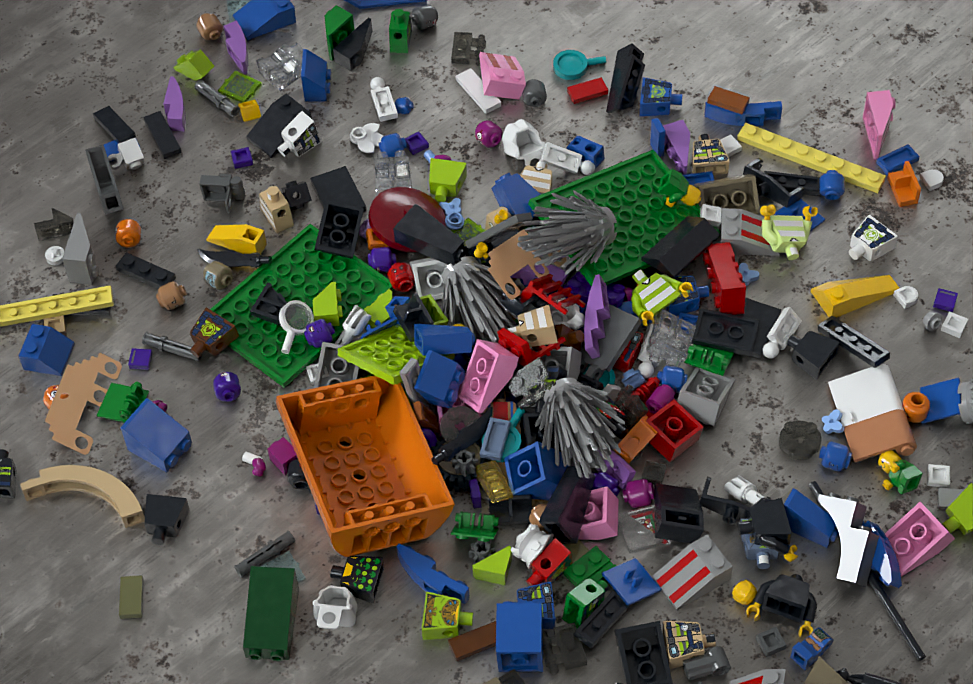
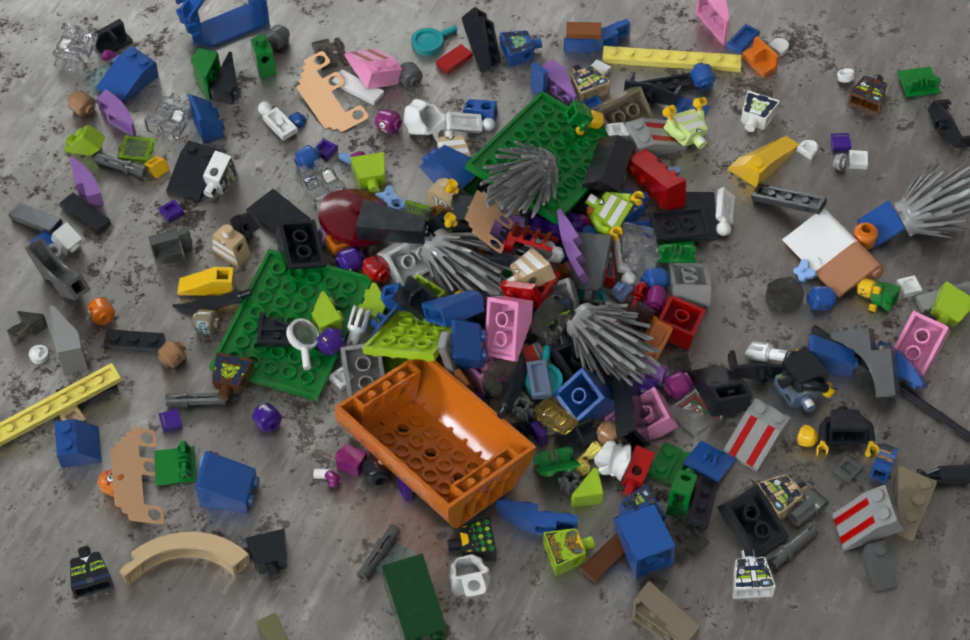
camera: 25 degrees left, 0 degrees up
(366, 137) = (279, 158): white plate -> none
(436, 92) = (321, 100): none -> light nougat piece
(499, 230) = (462, 196): dark grey tile -> none
(502, 540) = (589, 454): none -> light yellow piece
(813, 352) = (758, 218): black torso -> none

